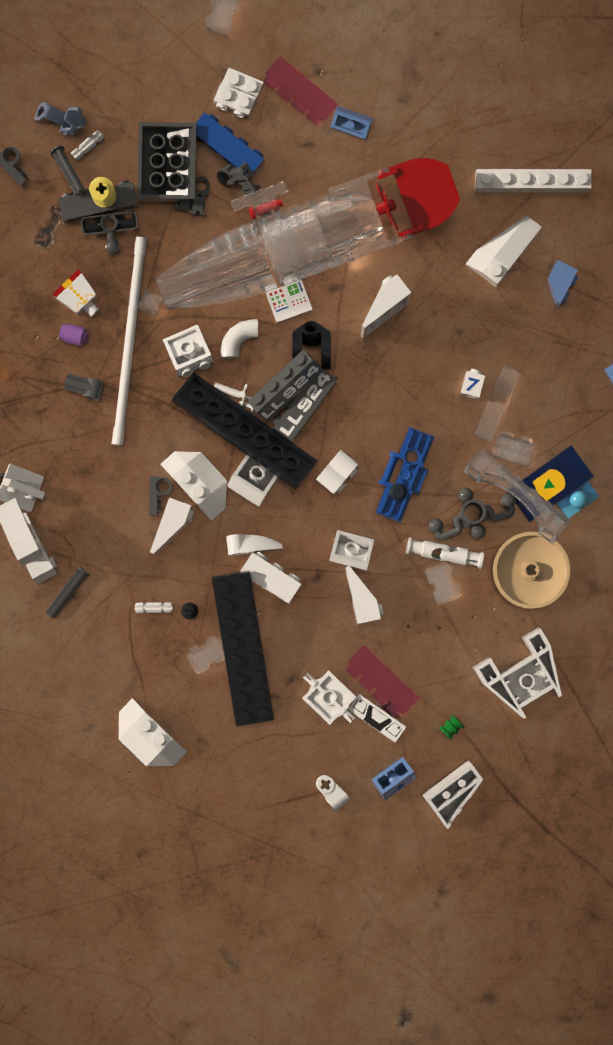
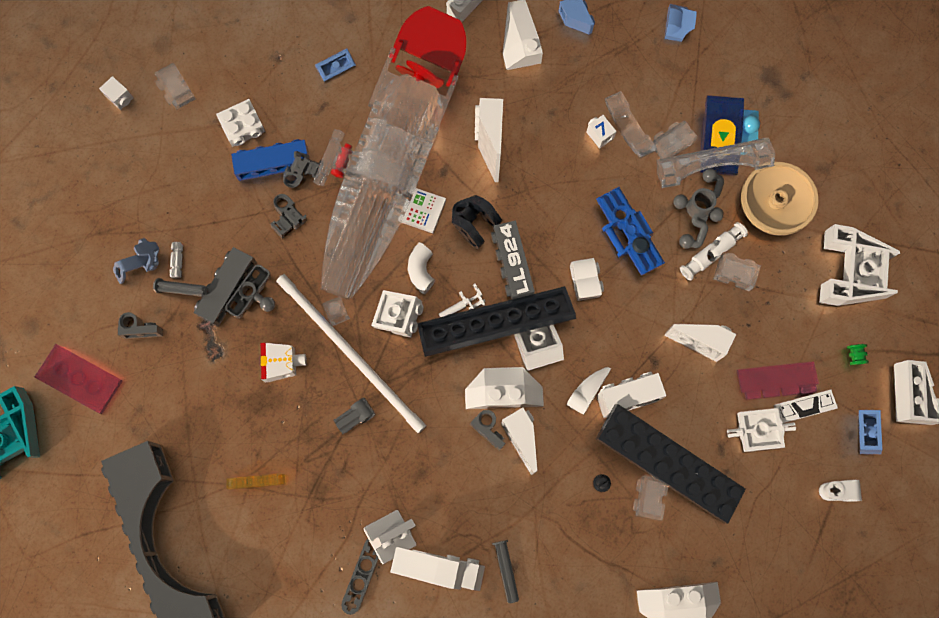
camera: 50 degrees left, 10 degrees down
(73, 334) = (307, 390): medium lavender brick -> none
(97, 186) = (219, 271): light yellow piece -> none
(153, 607) = (576, 509): white axle -> none
(166, 162) = (242, 210): dark grey slope -> none
(285, 386) = (488, 260): dark grey brick -> none
(303, 90) = (281, 78): clear pink windscreen -> none
(351, 550) = (658, 315): white plate -> none

